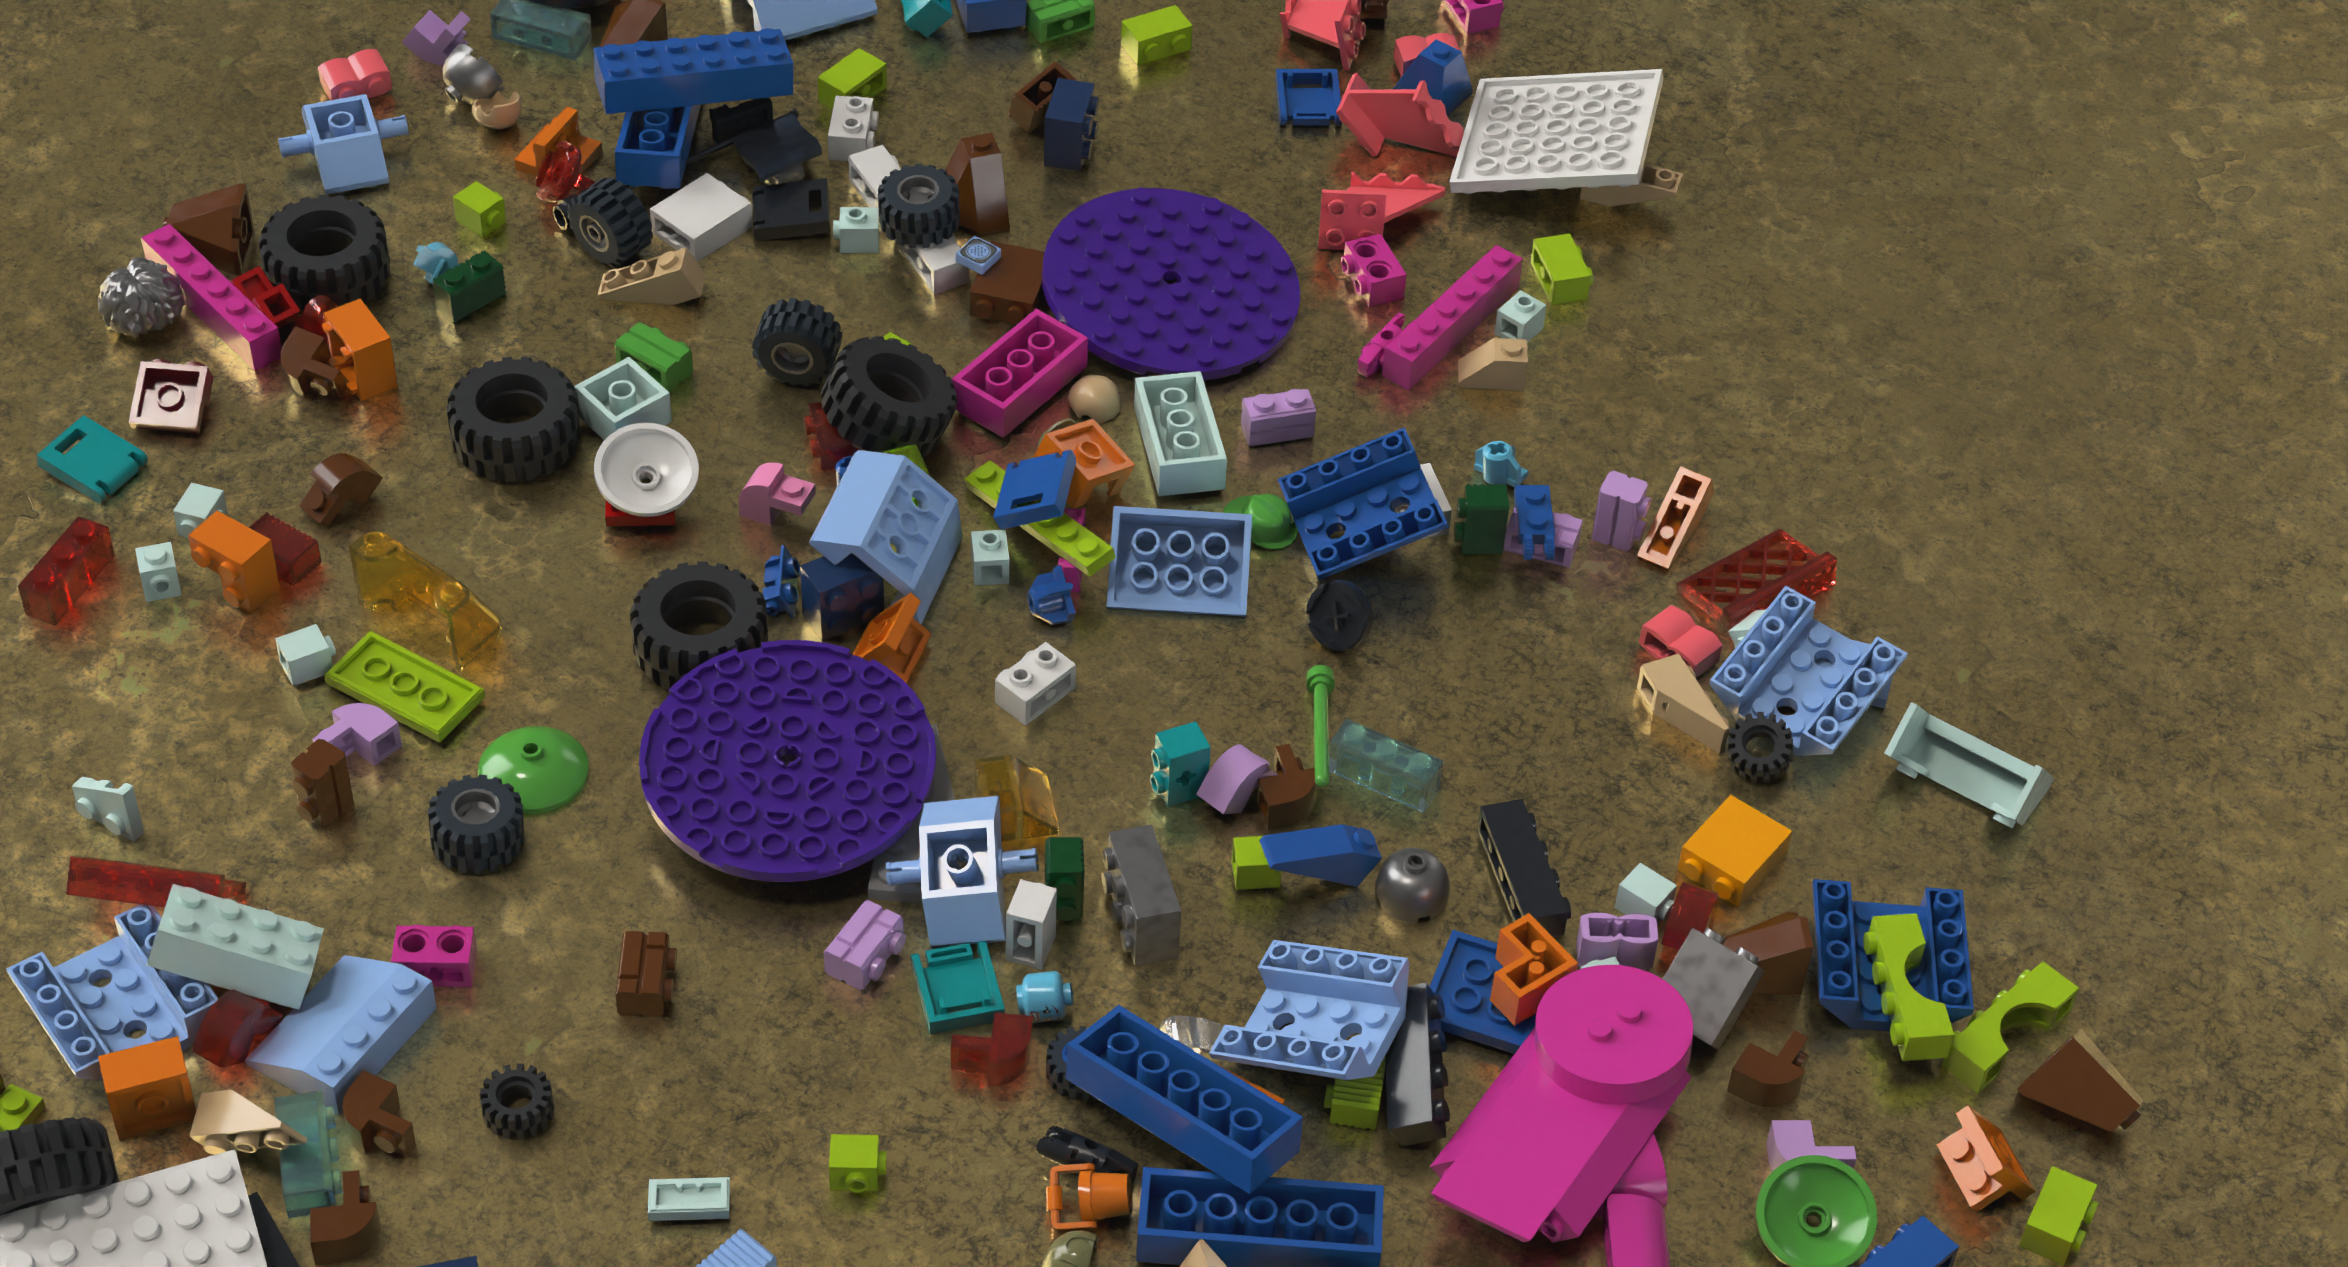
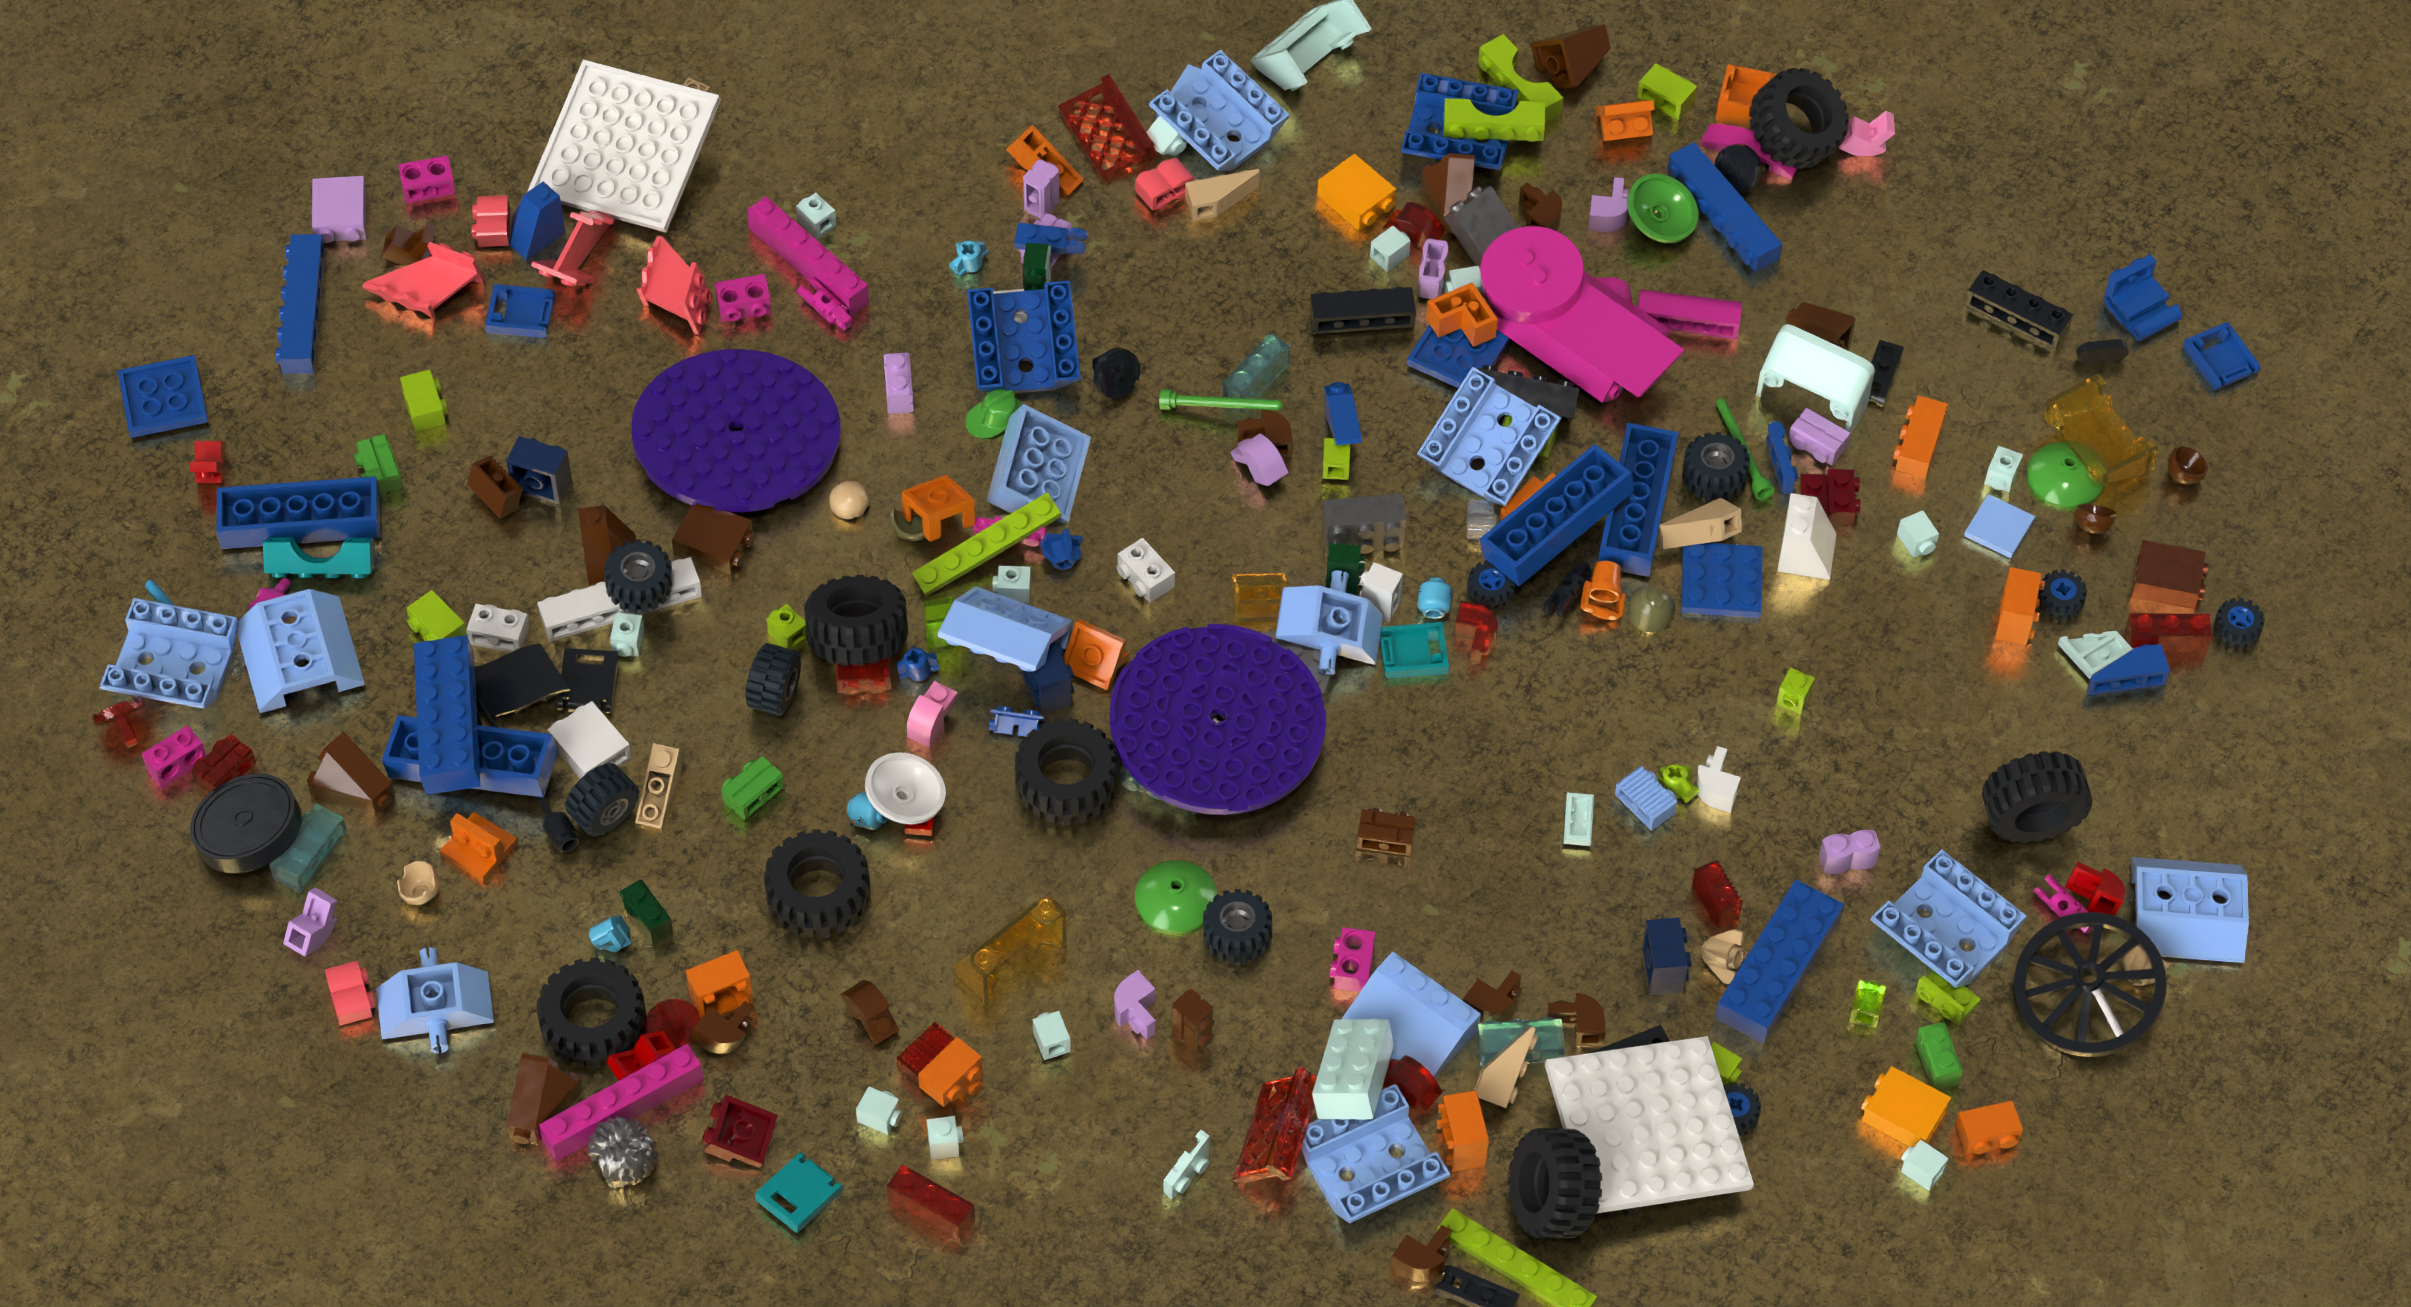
camera: 80 degrees left, 10 degrees up
(405, 686) = (1086, 973): lime piece -> none
(469, 77) = (376, 900): flat silver cylinder -> none
(479, 209) = (546, 902): lime brick -> none
(516, 1119) = (1487, 929): black tyre -> none
(561, 173) = (526, 835): clear red tile -> none
(622, 398) = (812, 804): light aqua brick -> none
(855, 1162) = (1562, 720): lime brick -> none
(865, 945) = (1377, 698): lavender brick -> none
(978, 255) = (693, 547): light blue tile -> none
(1020, 372) = (823, 537): dark pink brick -> none
(1035, 479) = (971, 532): blue container -> none
(1180, 433) = (907, 446): light aqua brick -> none
(1180, 763) = (1247, 486): teal brick -> none
(1412, 885) = (1363, 374): flat silver cylinder -> none
(1495, 365) = (864, 240): tan slope -> none
(1561, 269) = (764, 179): lime brick -> none
(1762, 766) = (1279, 148): black tyre -> none

